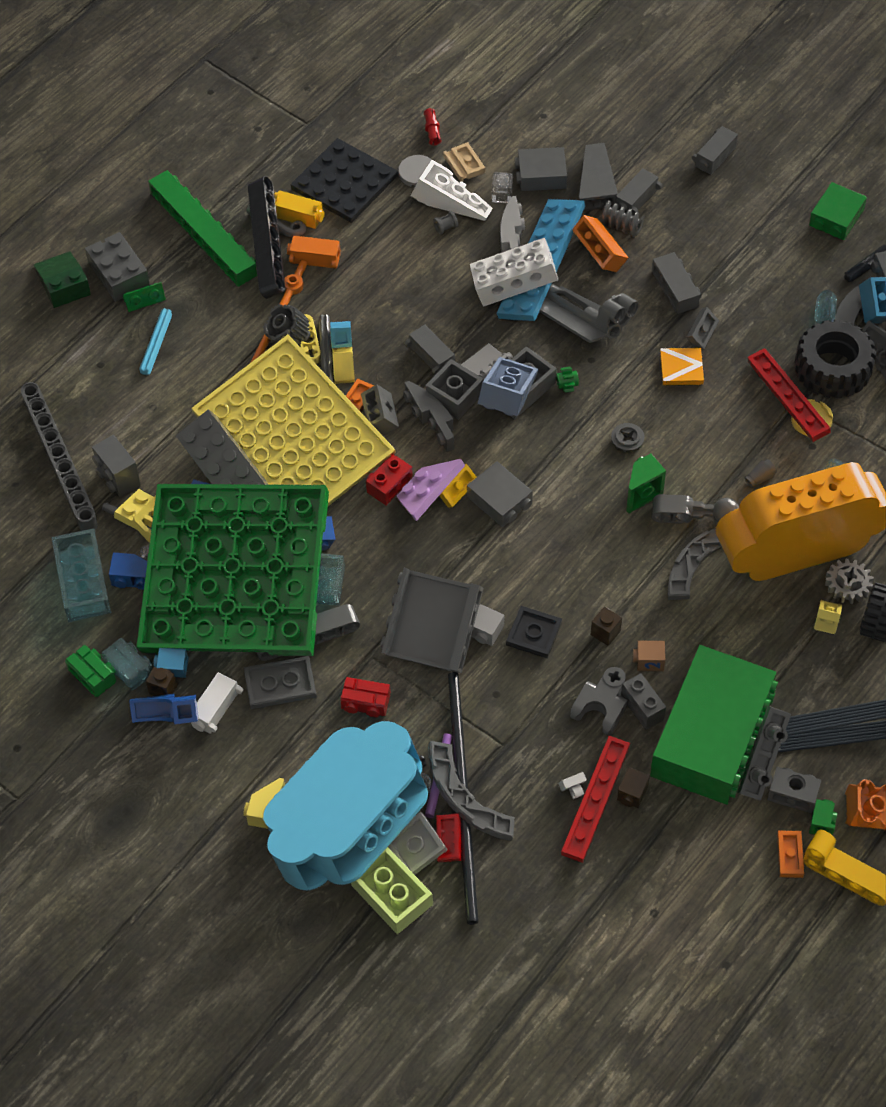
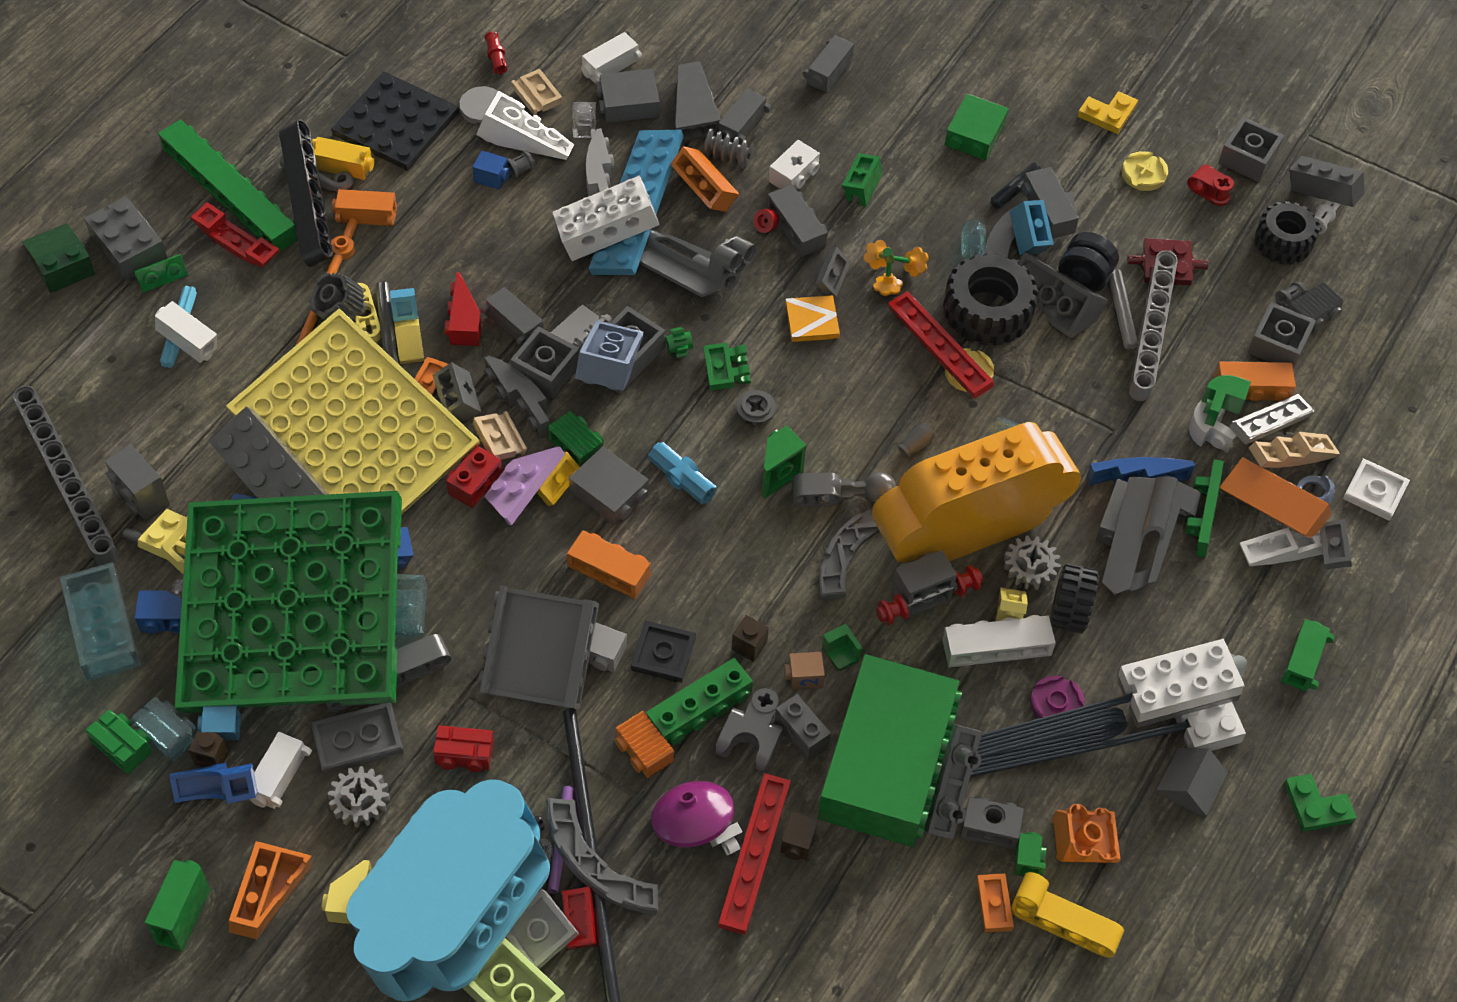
camera: 10 degrees left, 0 degrees up
(131, 801) = (178, 905): none -> green brick
(162, 346) = (186, 332): none -> white brick
(200, 793) = (265, 887): none -> orange wedge
(204, 271) = (232, 238): none -> red slope
(285, 734) = (368, 803): none -> light grey gear
(391, 348) = (465, 318): none -> red slope
(412, 447) = (499, 435): none -> tan plate
(421, 226) = (491, 170): none -> blue brick
(474, 452) = (575, 437): none -> green brick
(494, 558) = (609, 564): none -> orange brick
(512, 705) = (644, 744): none -> orange brick
(528, 135) = (610, 57): none -> white brick
(547, 763) = (692, 814): none -> magenta dish
(560, 675) = (701, 701): none -> green brick
(561, 487) = (682, 473): none -> dark azure piece
(600, 404) = (719, 368): none -> green plate
(649, 281) = (765, 220): none -> red tile
(678, 236) = (794, 166): none -> white brick
(682, 639) = (842, 647): none -> green panel
(735, 250) = (863, 178): none -> green hinge
(744, 316) = (881, 256): none -> light orange plant
(756, 593) = (925, 585): none -> dark grey brick
(814, 643) = (998, 641): none -> white brick
(858, 690) = (1055, 696): none -> magenta tile

